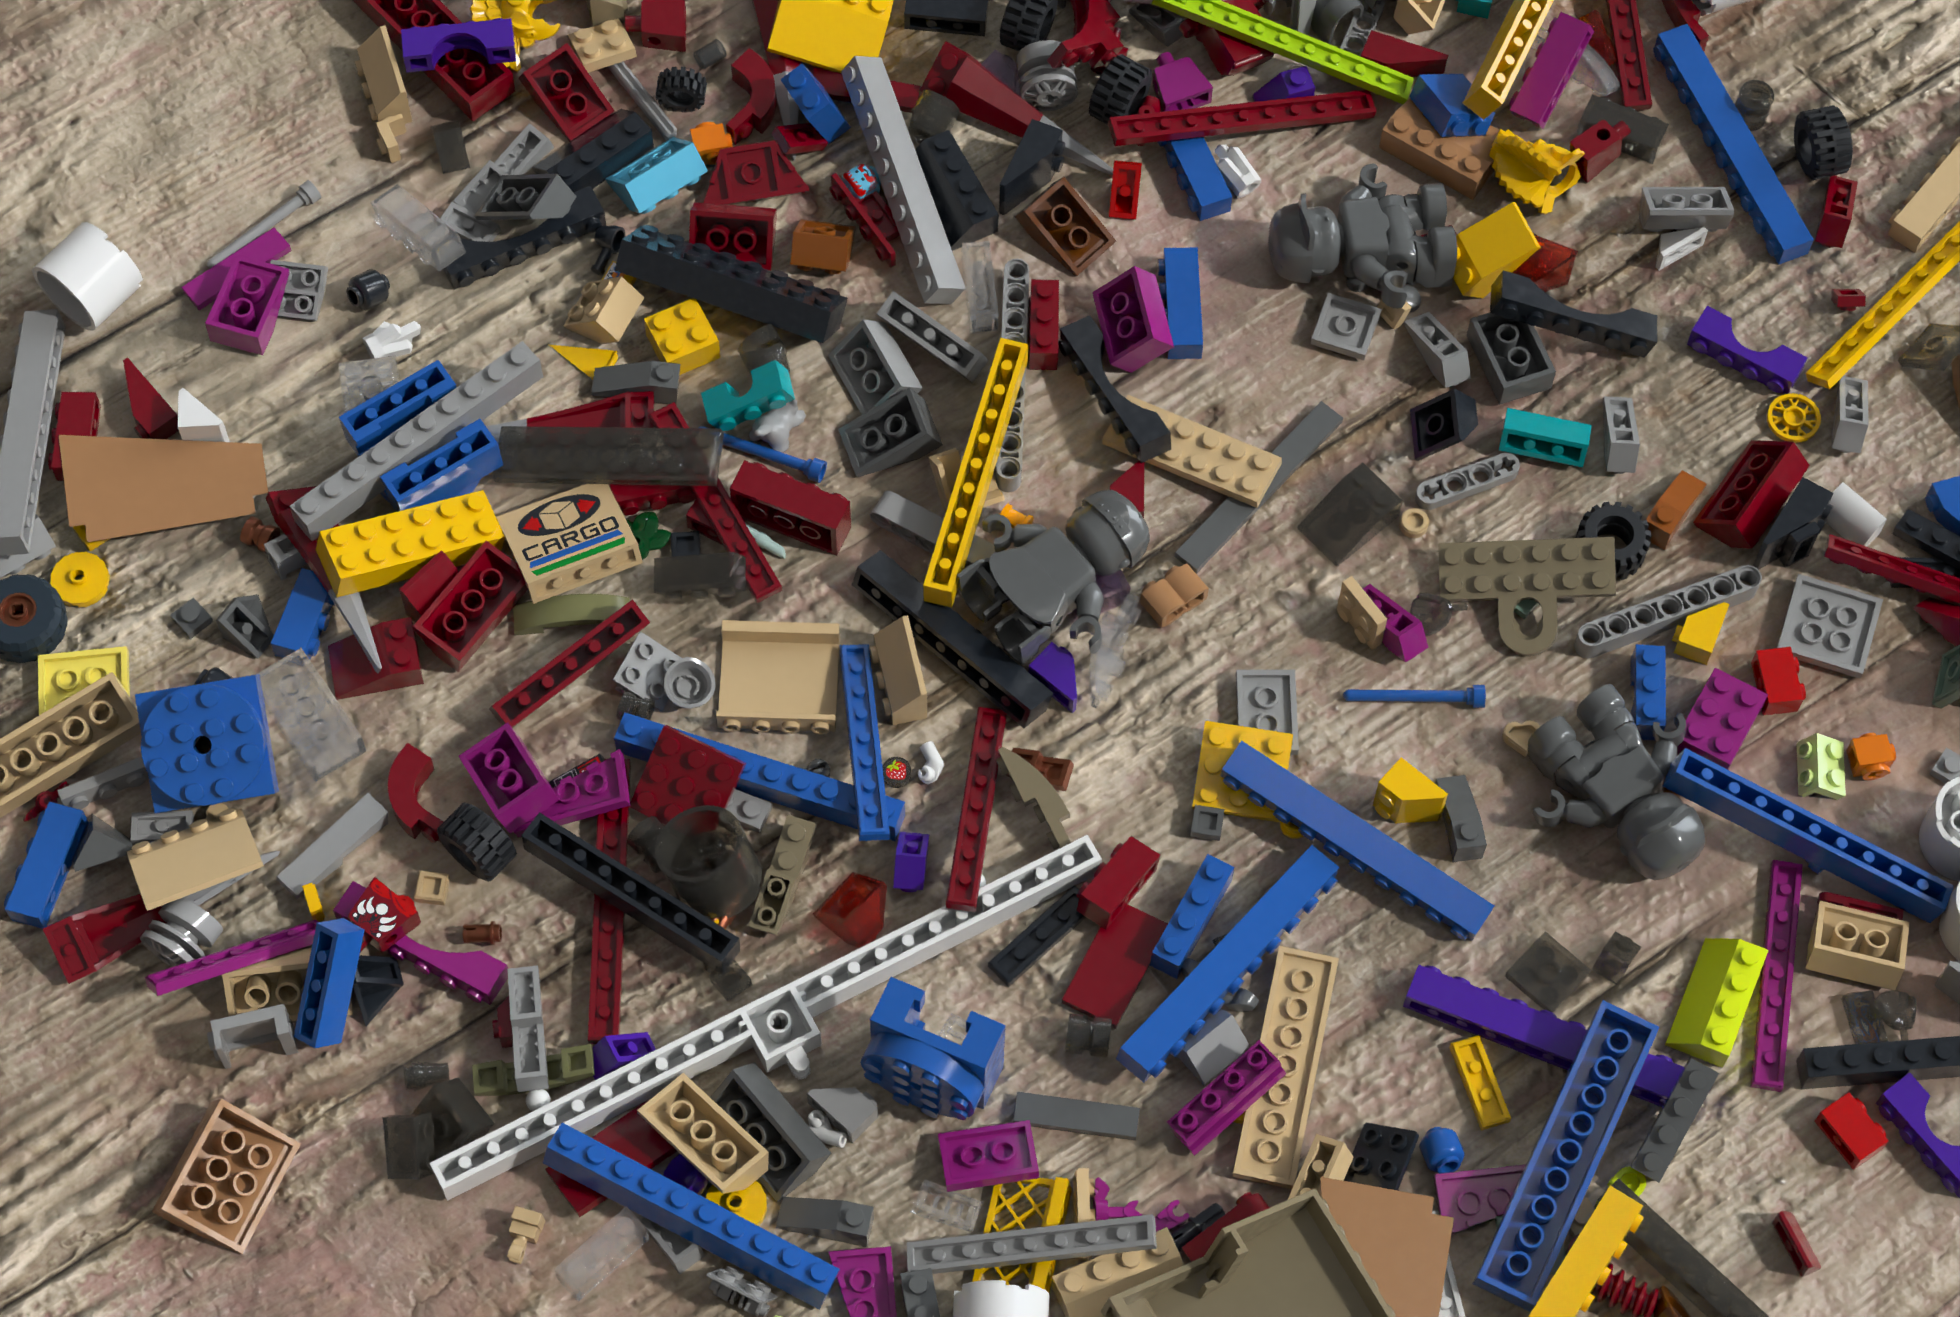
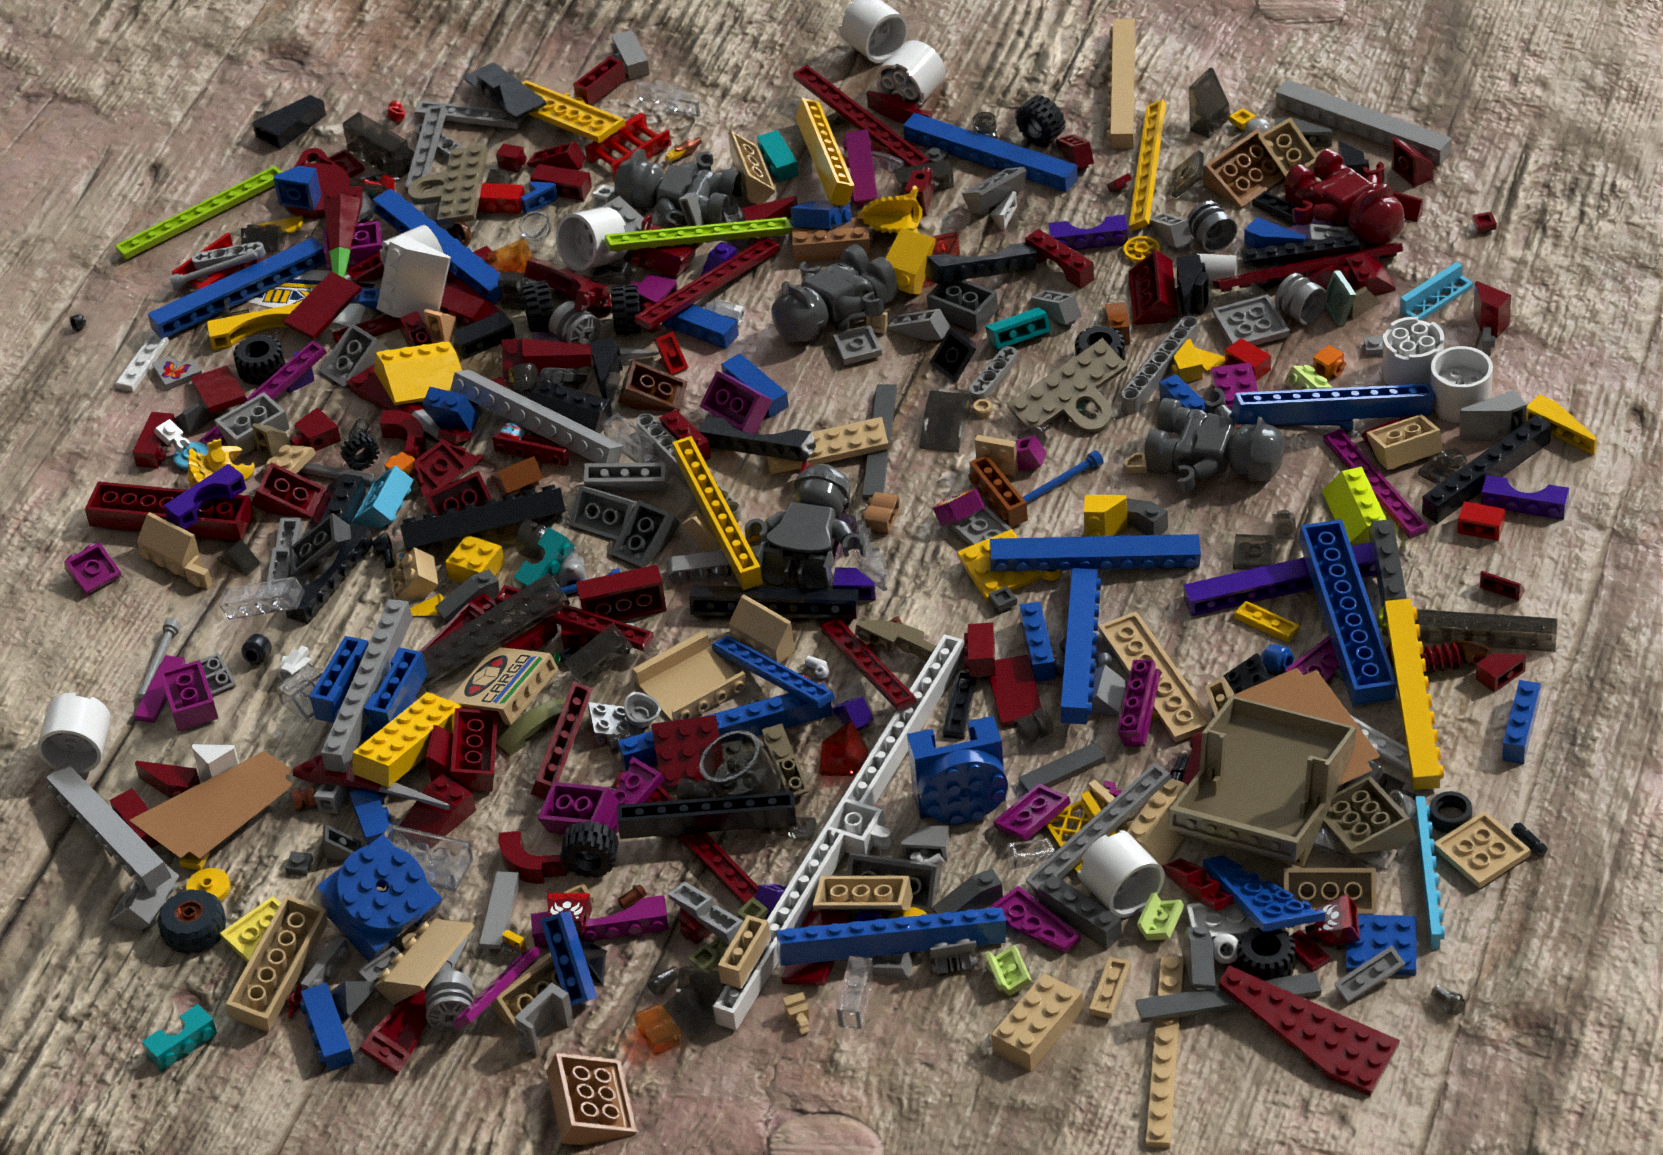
camera: 30 degrees left, 20 degrees down
(289, 50) = (91, 568): none -> magenta plate
(364, 1137) = (657, 1029): none -> clear orange brick
(506, 1124) = (744, 951): none -> tan brick
(978, 138) = (562, 375): none -> dark grey hinge
(1256, 656) = (958, 507): none -> magenta slope
(1324, 665) = (998, 491): none -> dark orange brick
(1666, 102) = (936, 154): none -> dark grey plate
(1687, 388) = (1075, 266): none -> dark red arch
(1736, 642) = (1210, 359): none -> yellow sticker
(1895, 450) = (1211, 226): none -> flat silver wheel
(1911, 639) = (1300, 298): none -> light grey wheel

